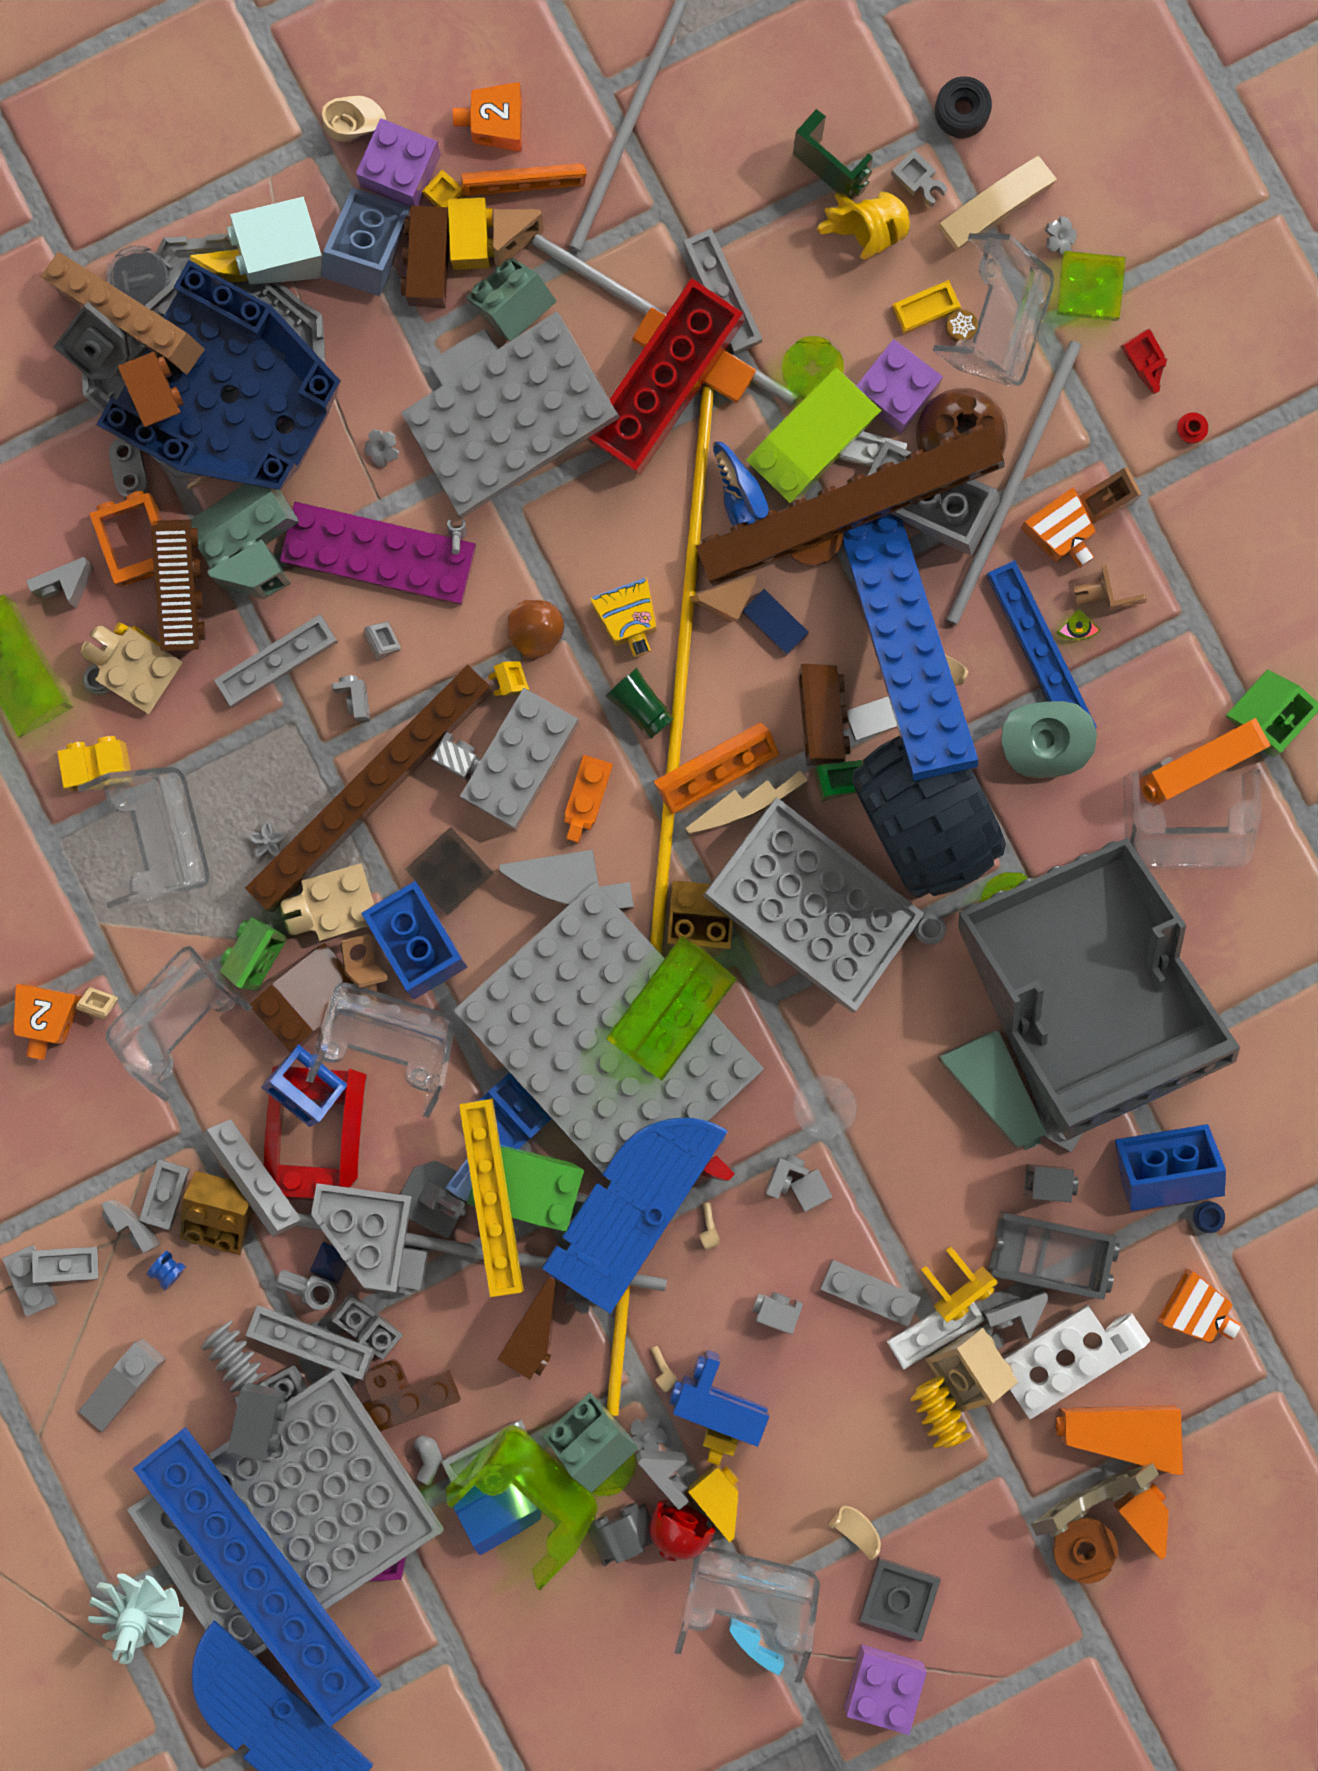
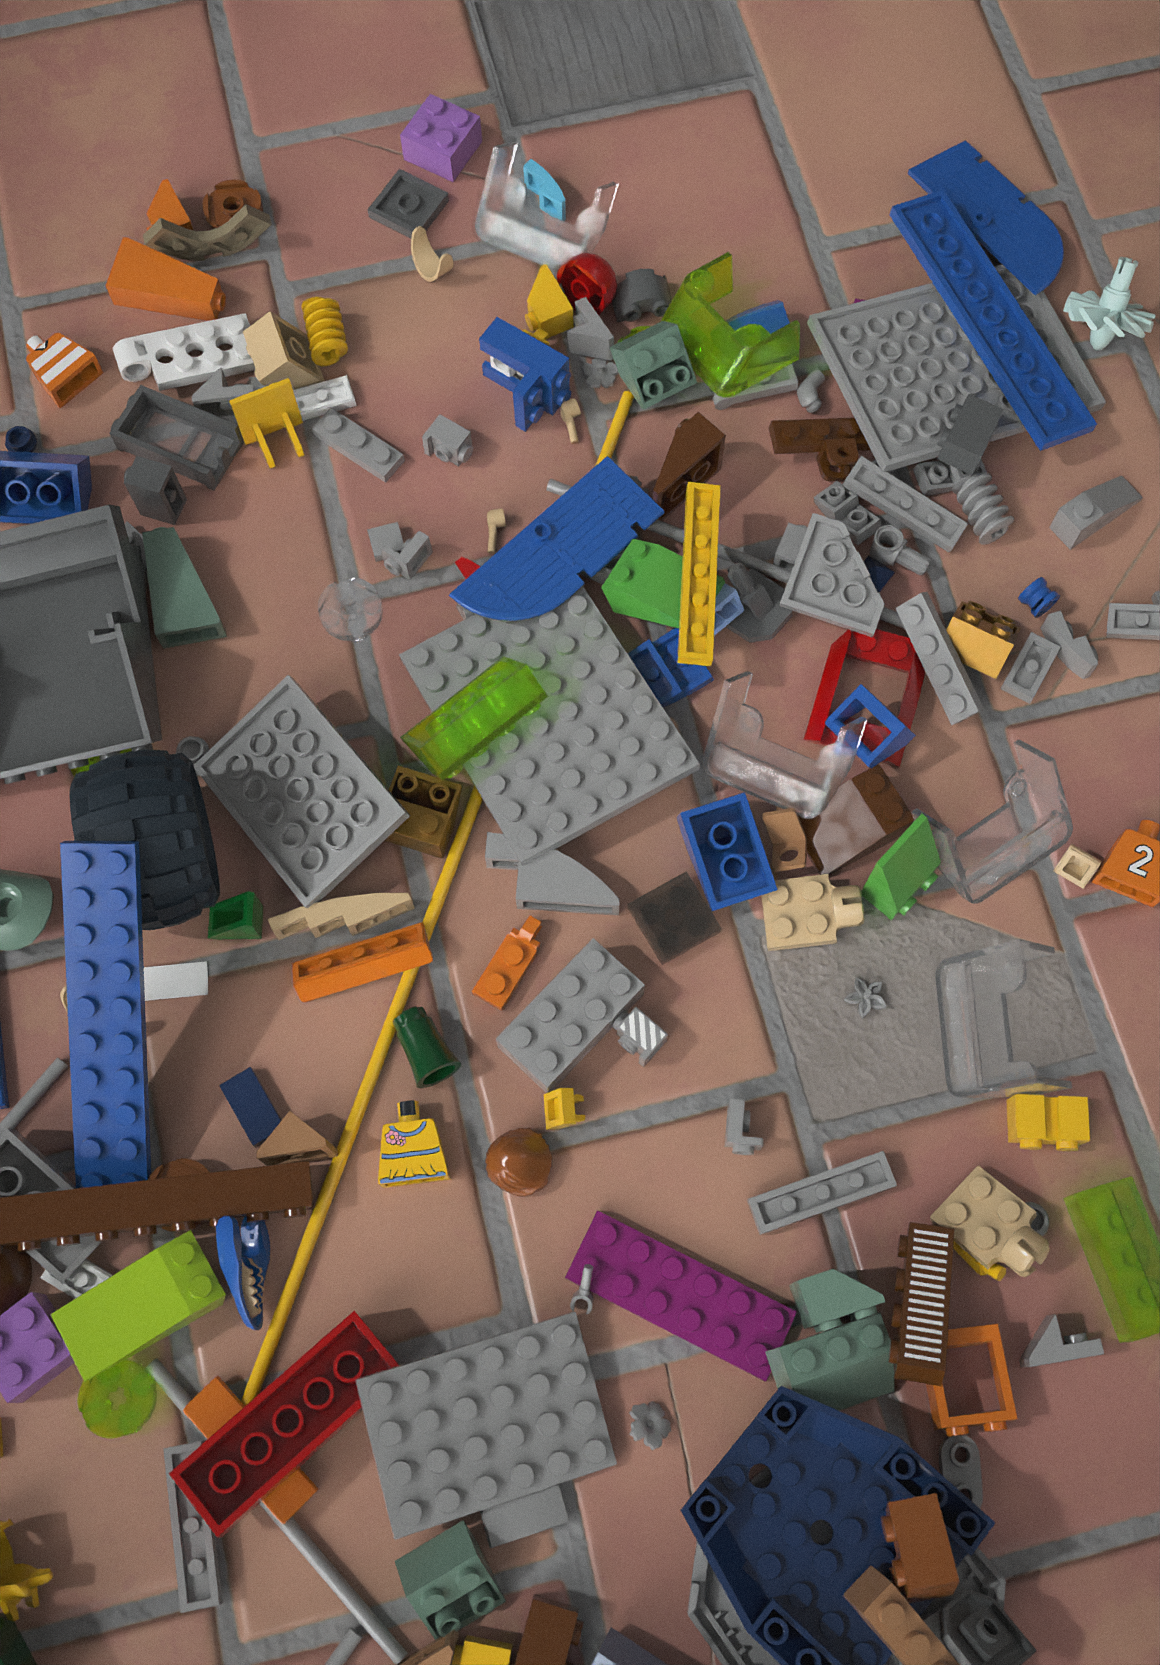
camera: 170 degrees left, 15 degrees down
(368, 789) = (740, 1023): reddish brown brick -> none
(381, 640) = (696, 1189): light grey slope -> none
(823, 714) = (232, 987): reddish brown slope -> none

